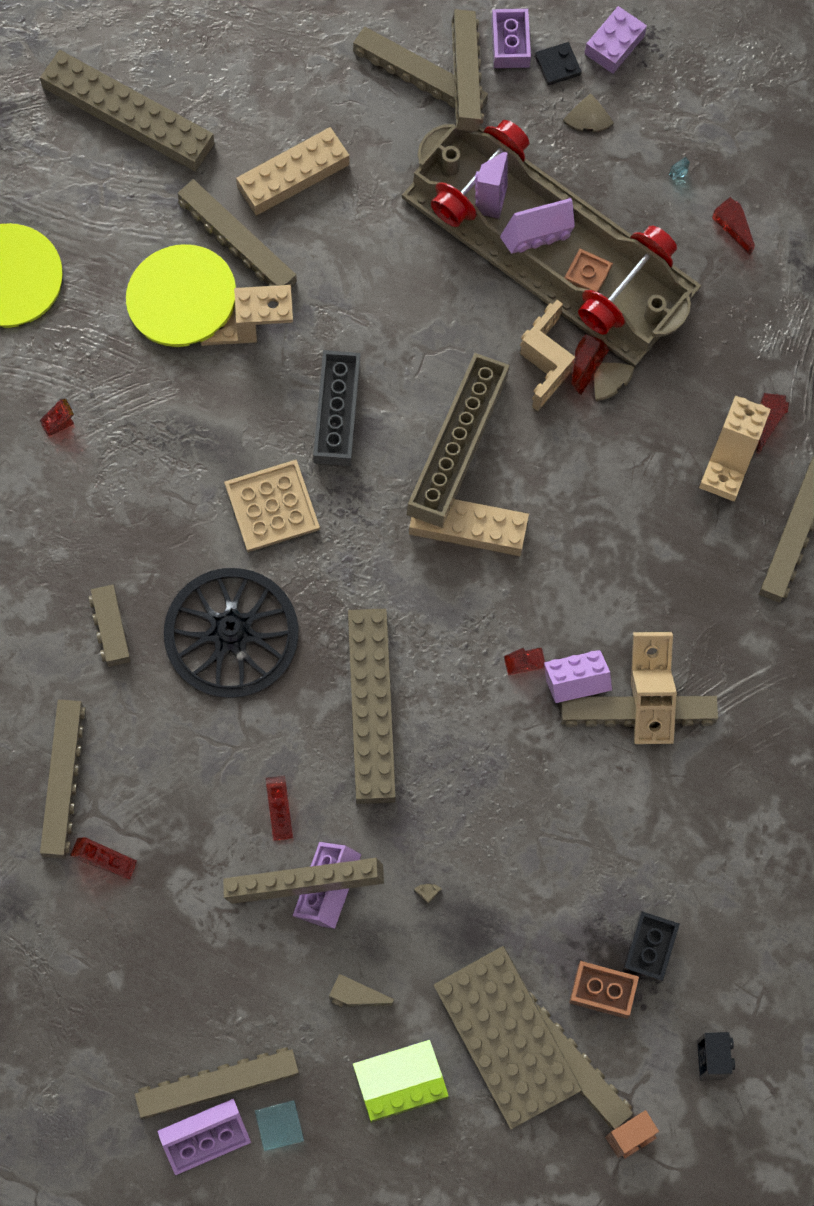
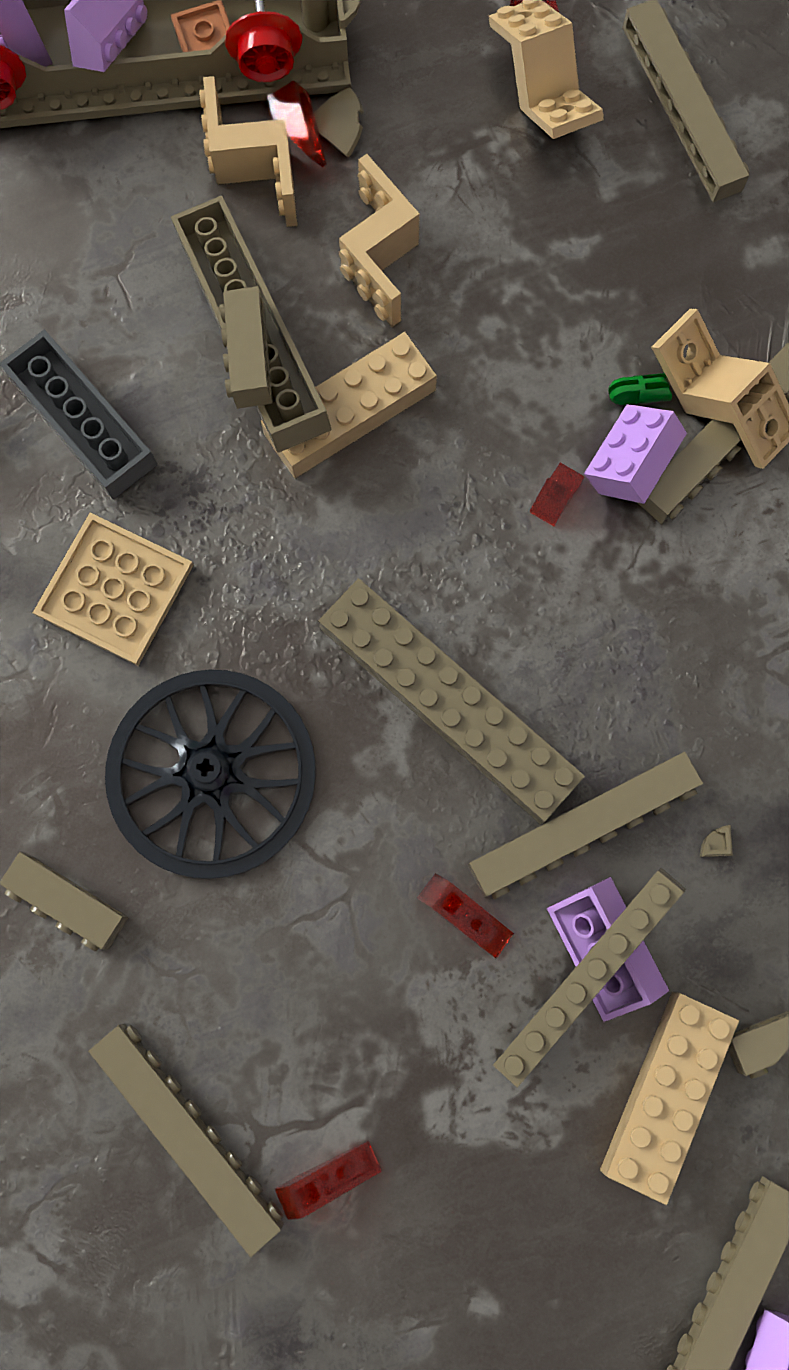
camera: 40 degrees left, 5 degrees up
(287, 972) = (669, 1097): none -> tan brick
(374, 821) = (584, 825): none -> dark tan brick
(438, 452) = (247, 347): none -> dark tan brick
(563, 457) = (379, 240): none -> tan bracket
(616, 649) = (640, 389): none -> green arm

